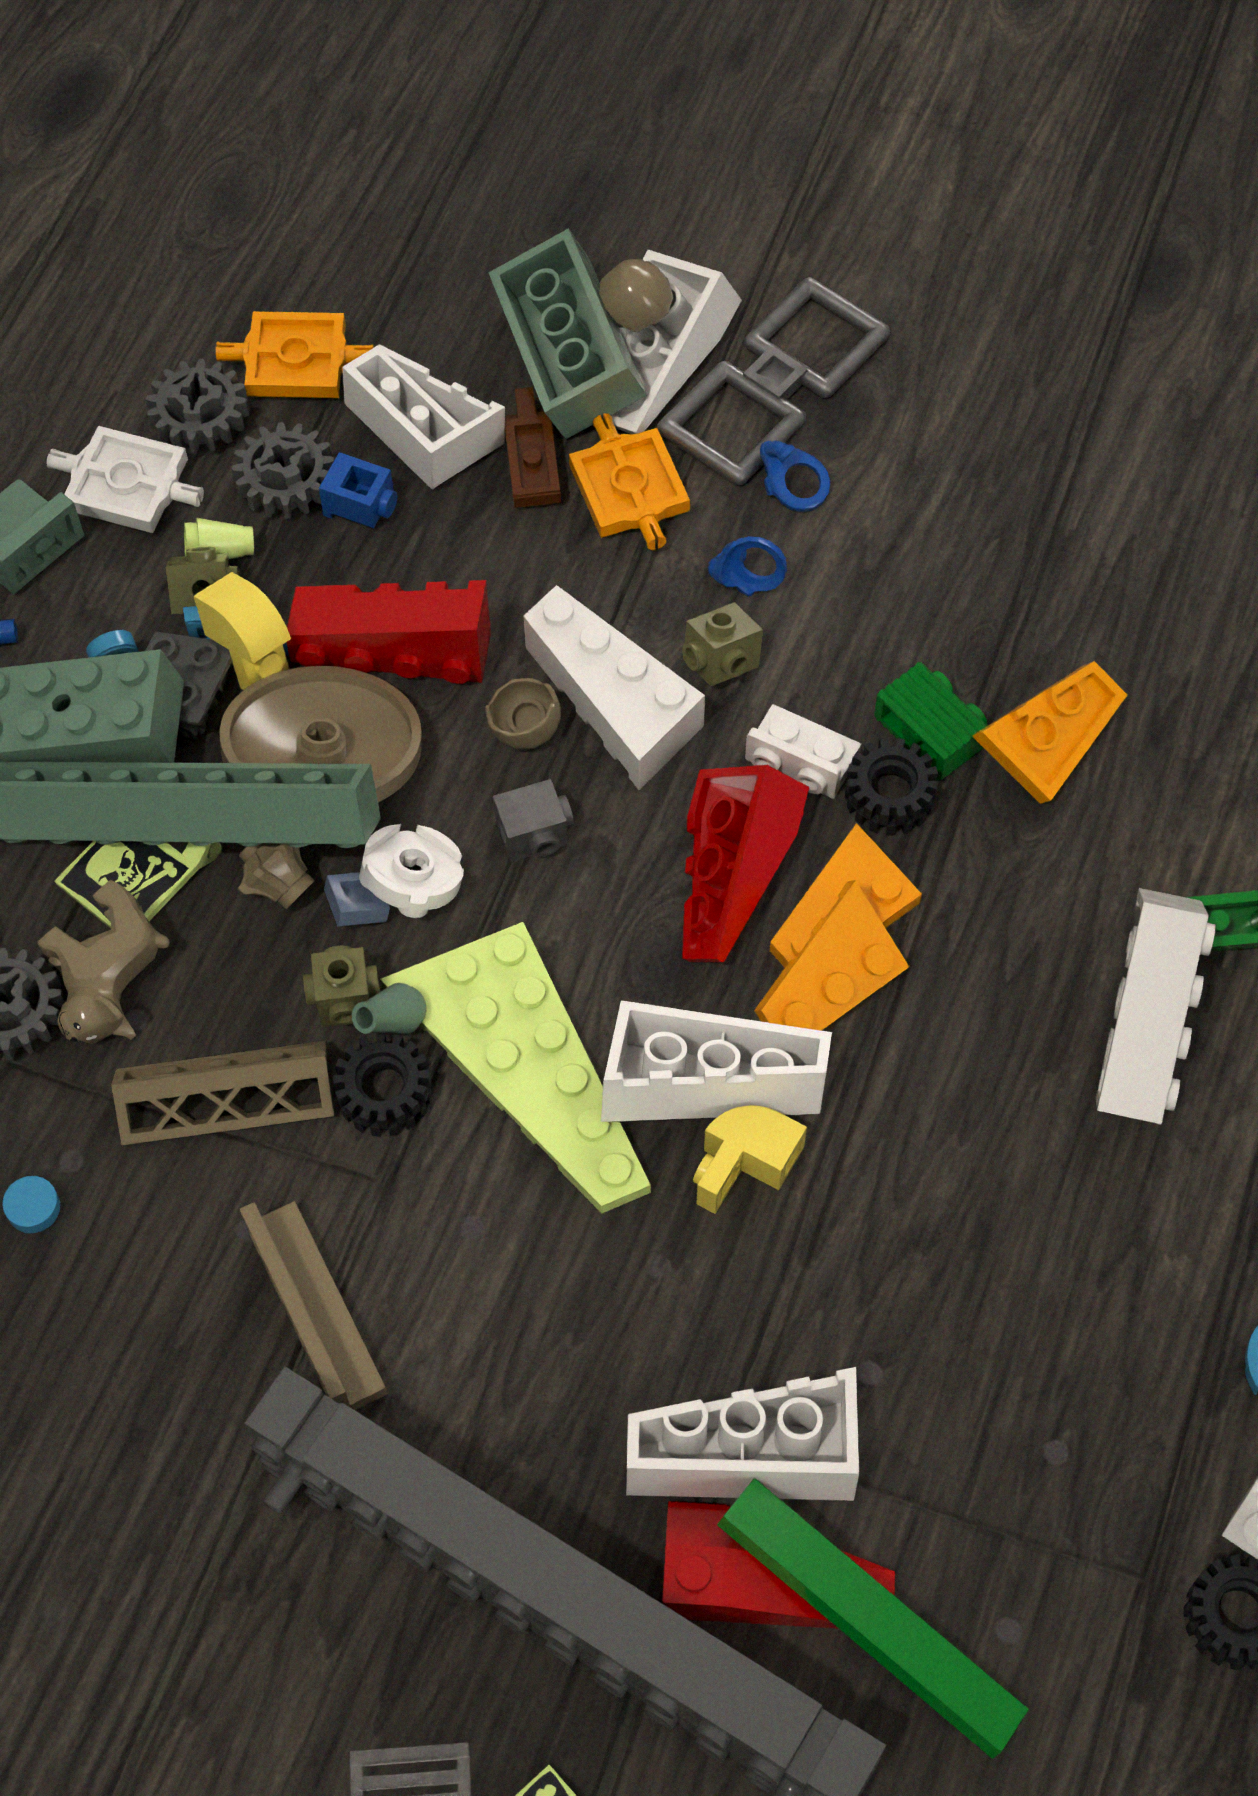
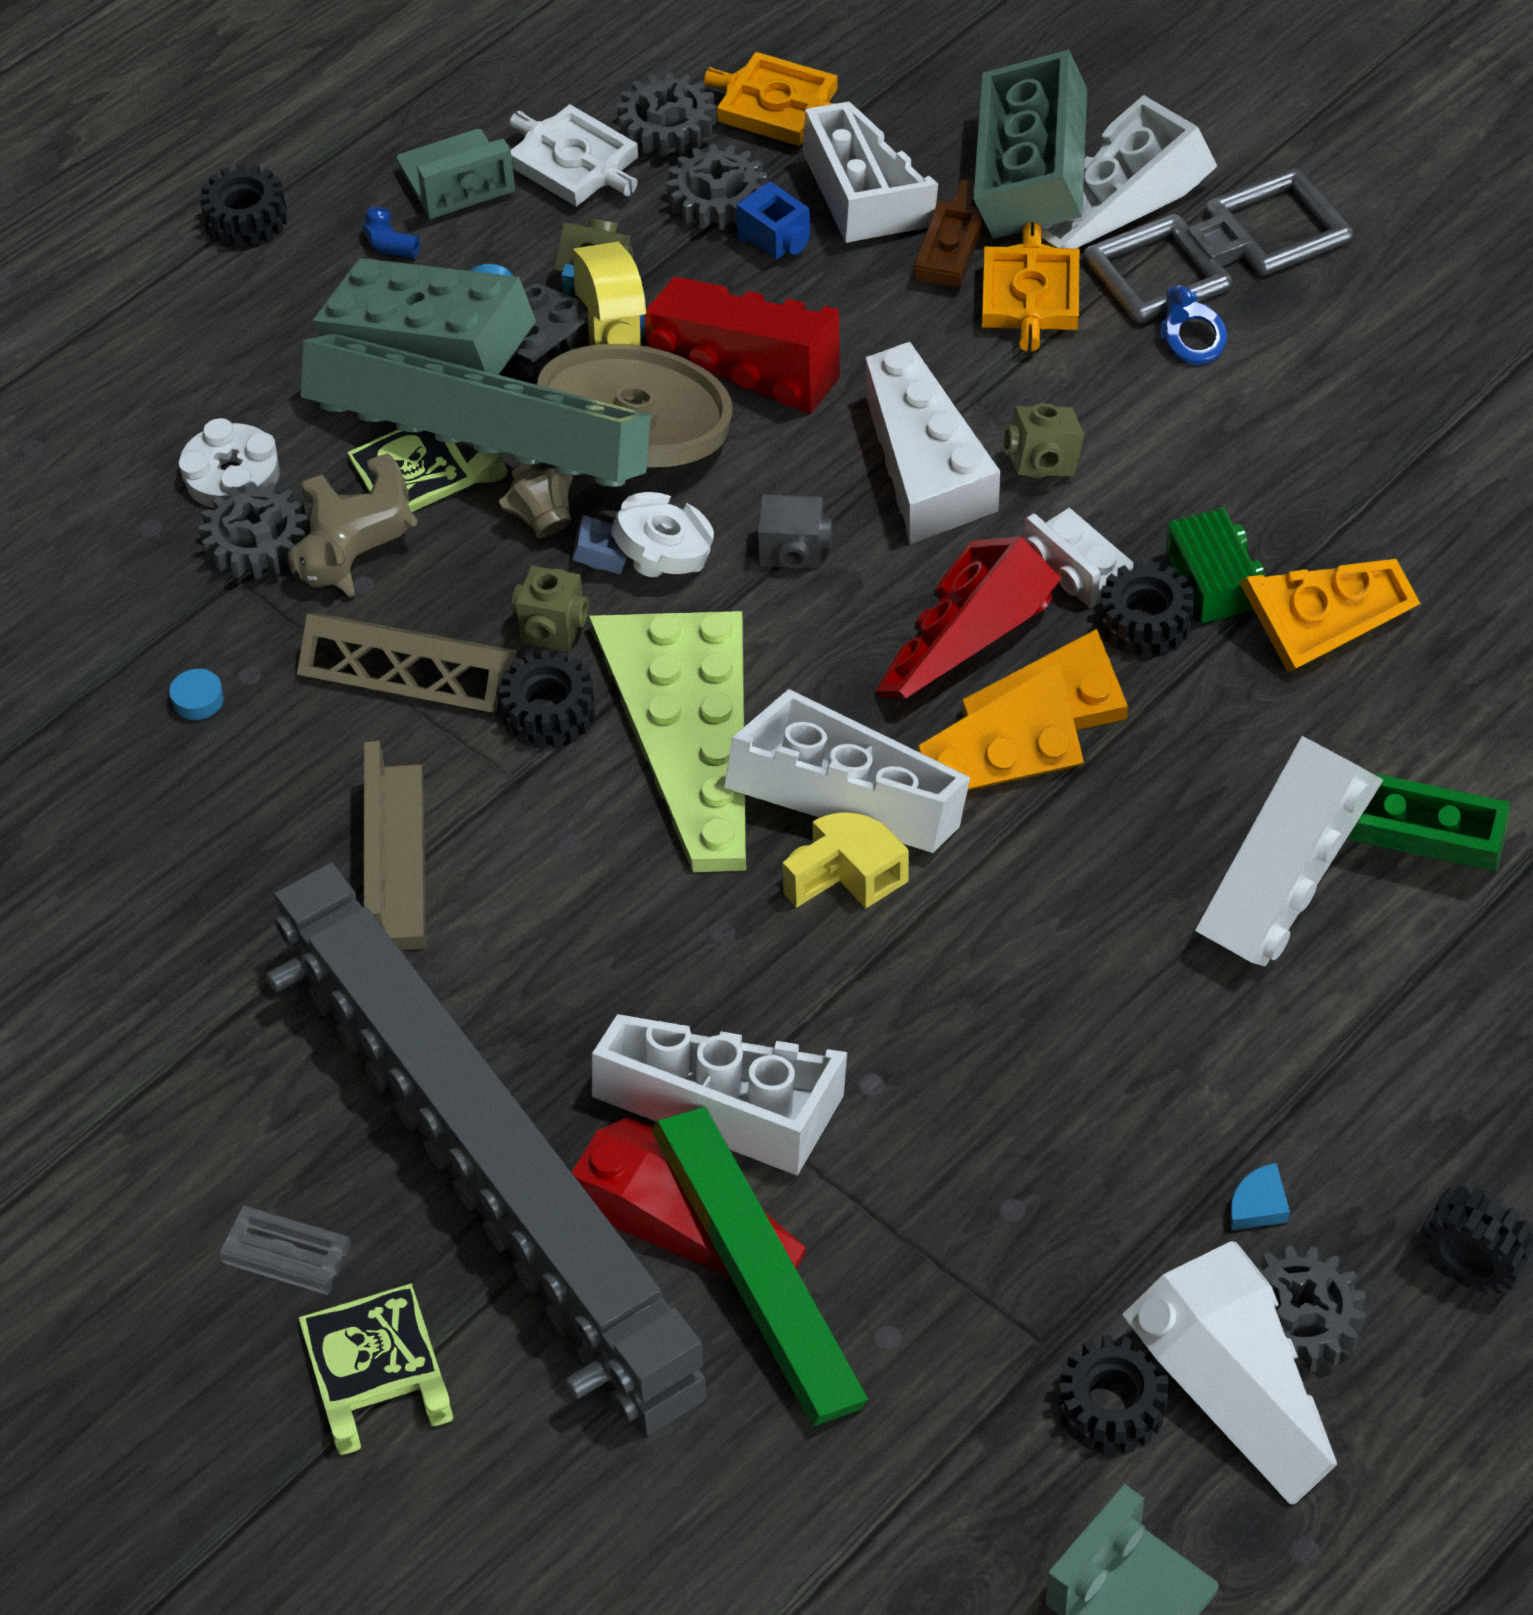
camera: 25 degrees right, 10 degrees down
(223, 536) = (643, 230): yellowish green cone -> none
(392, 1011) = (580, 637): sand green cone -> none
(524, 713) = (830, 444): dark tan hair -> none
(636, 294) = (1108, 123): dark tan hair -> none
(731, 572) = (1099, 373): blue piece -> none

